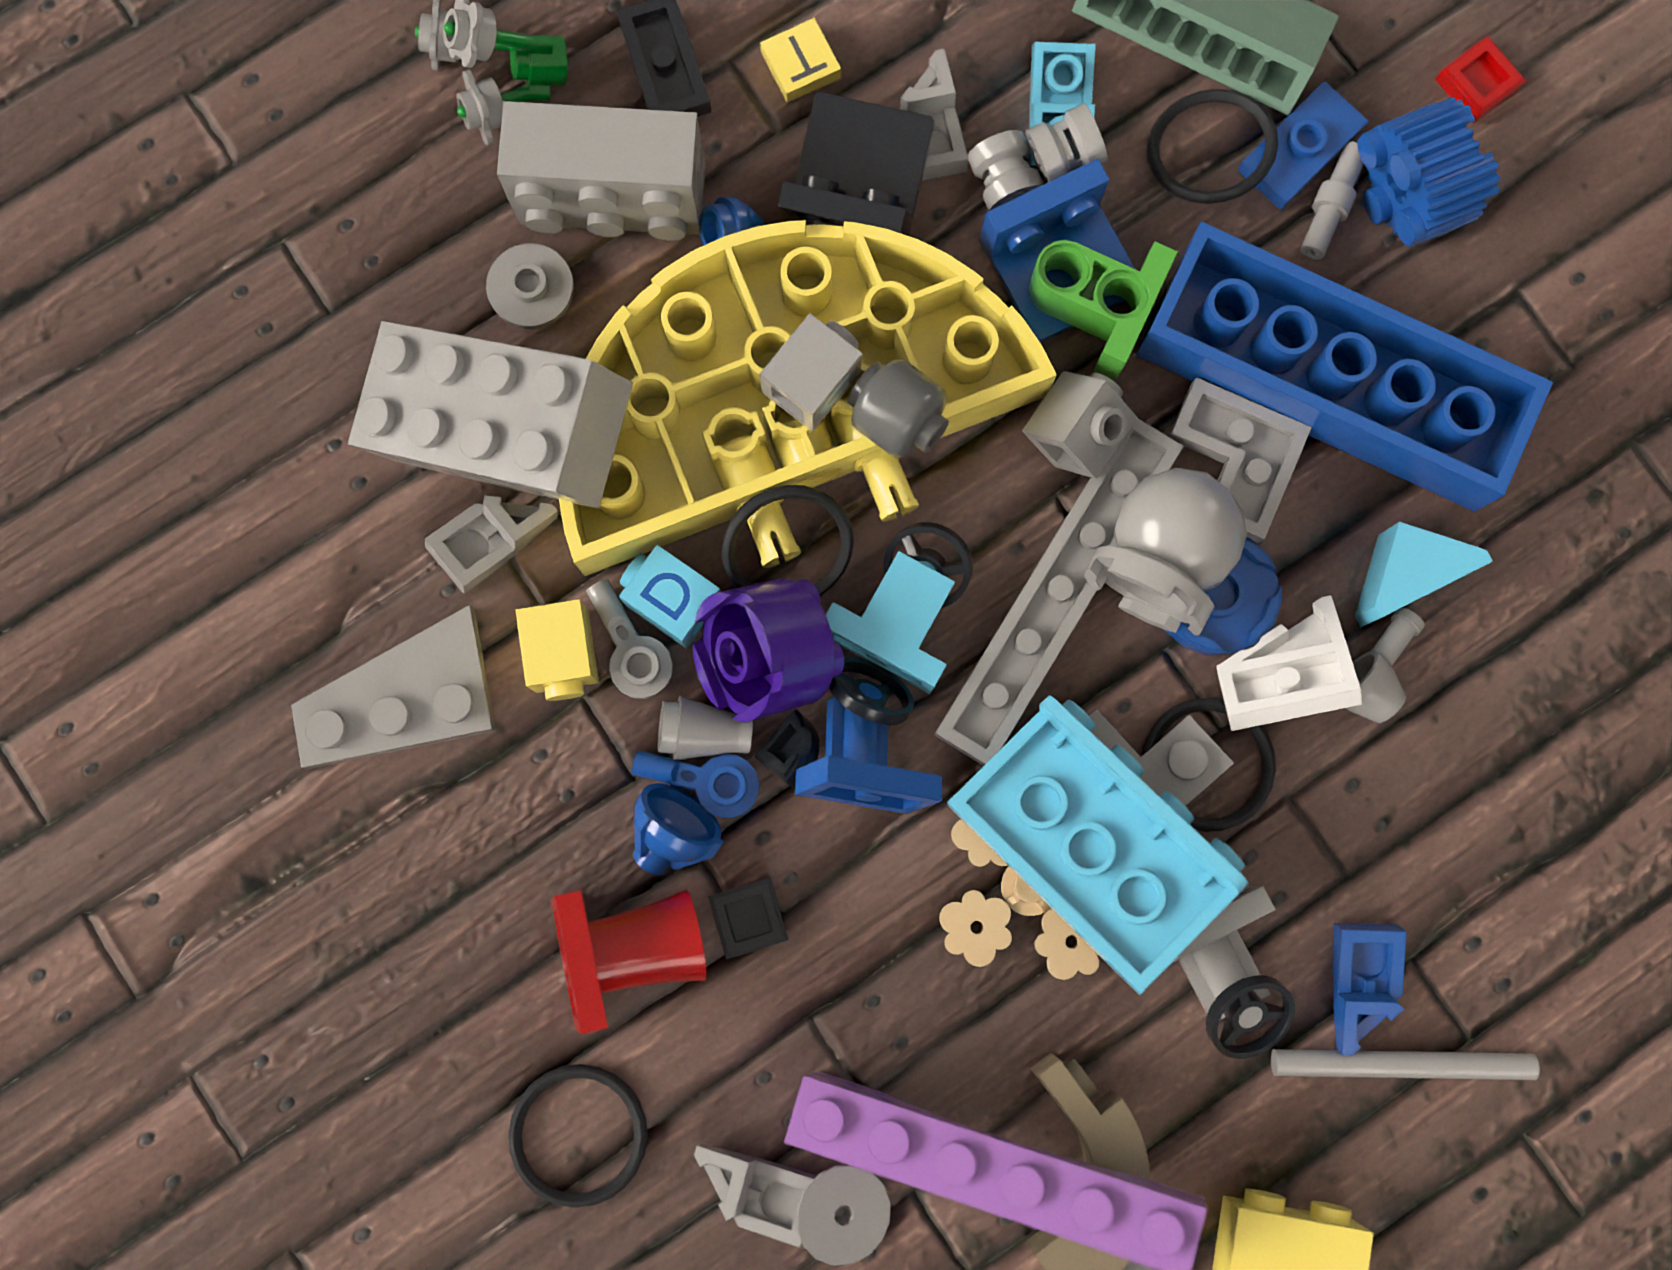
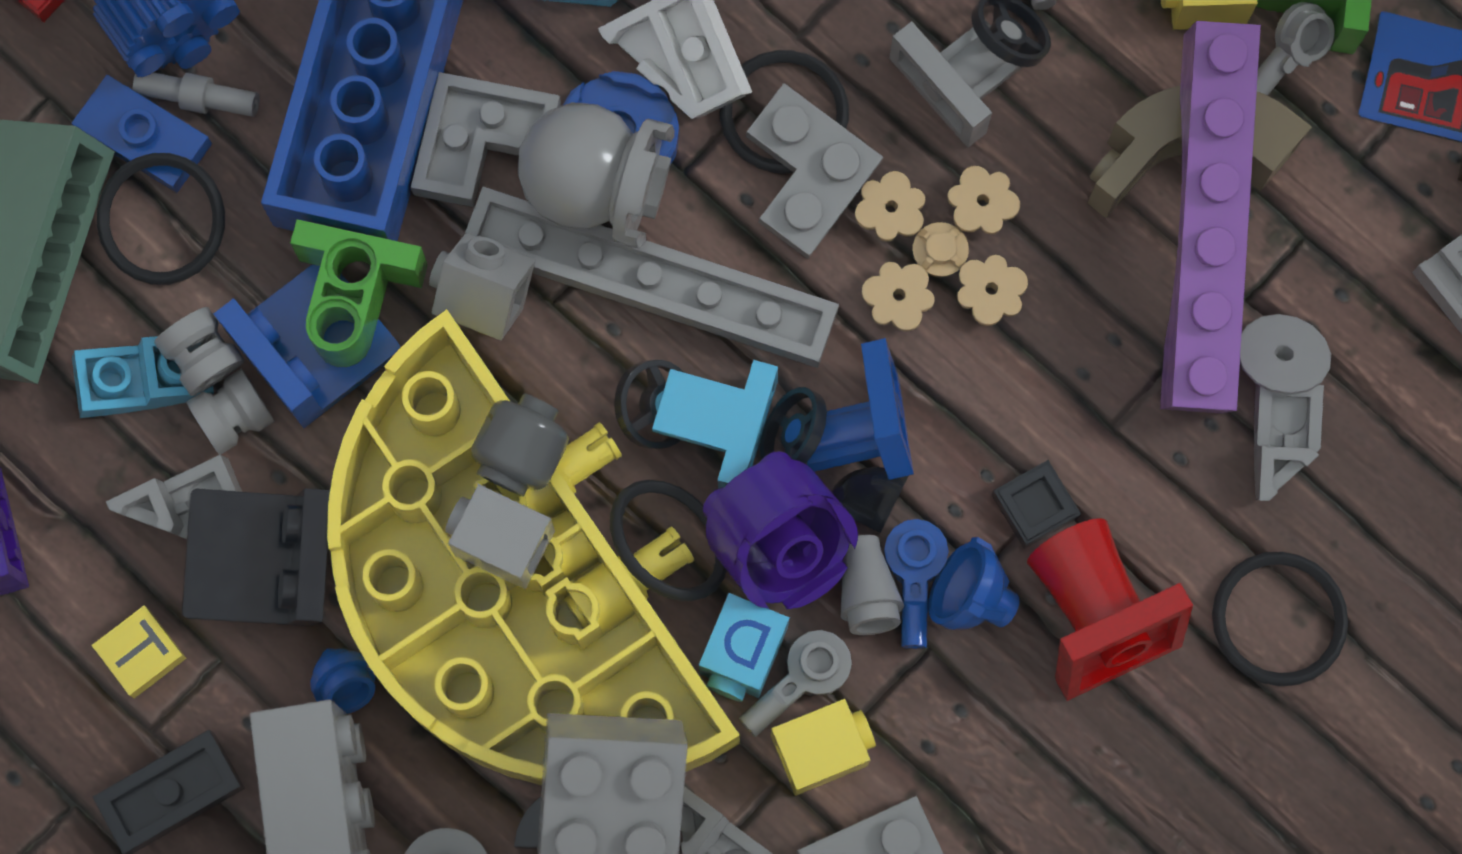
camera: 100 degrees left, 5 degrees down
(1100, 842) = (889, 186): medium azure bracket -> none

